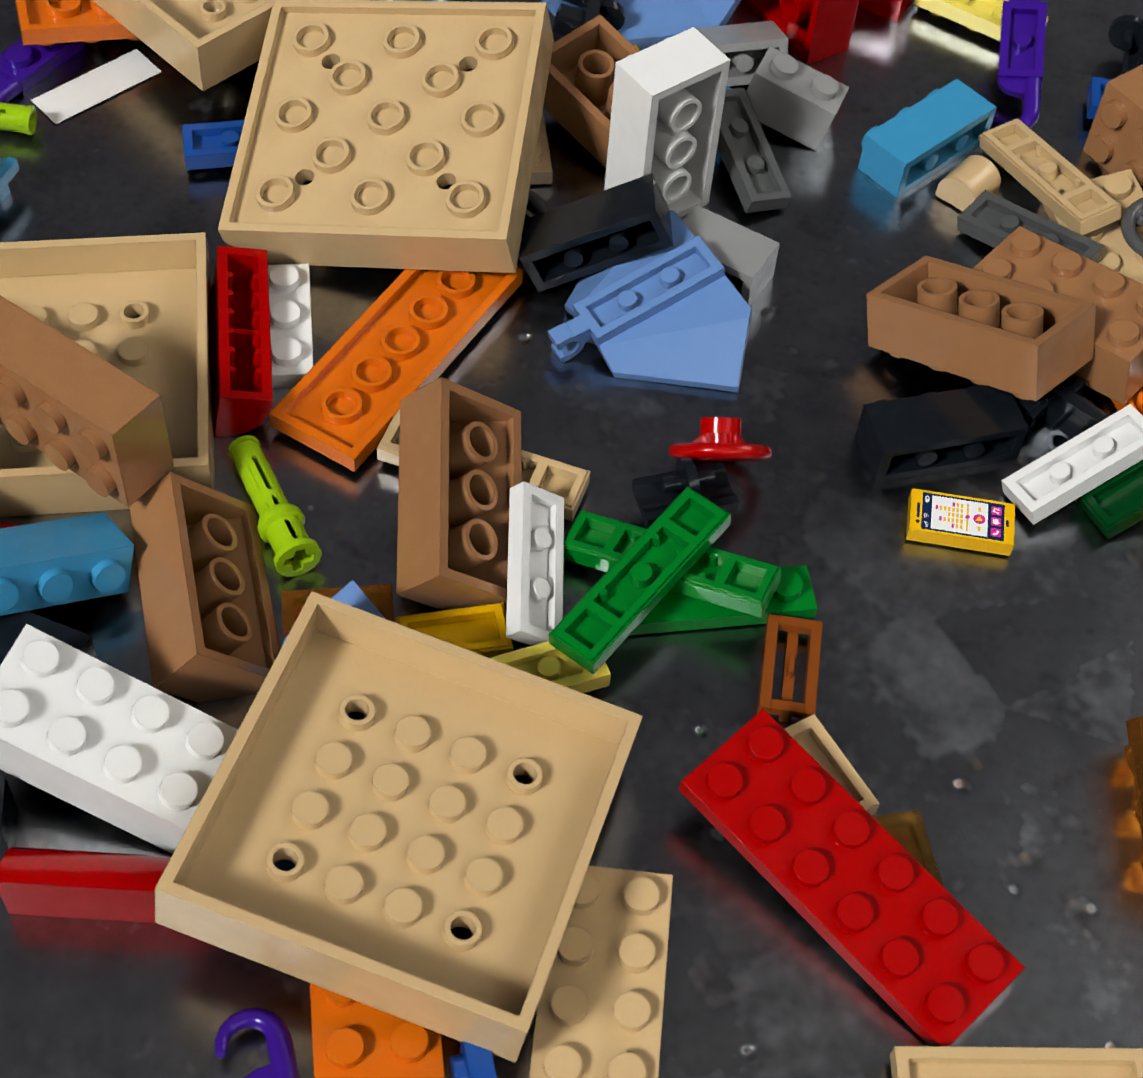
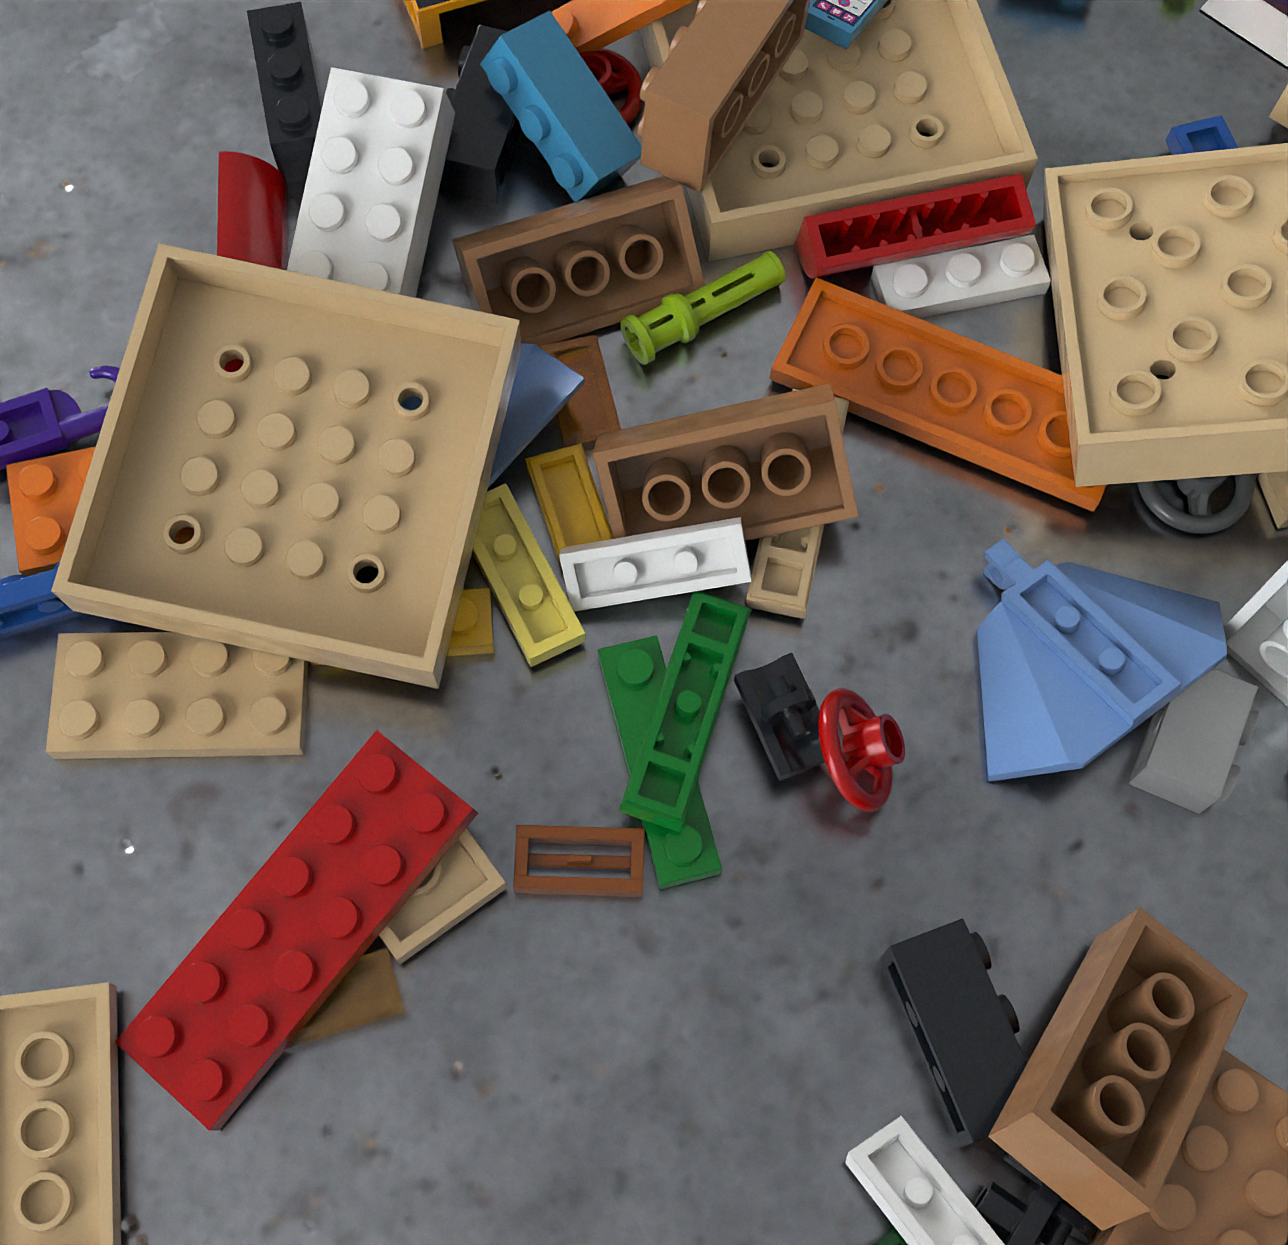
camera: 85 degrees right, 15 degrees up
(595, 233) = (1164, 568): black brick -> none
(639, 580) = (641, 669): green plate -> none
(960, 522) = (831, 1065): tile -> none

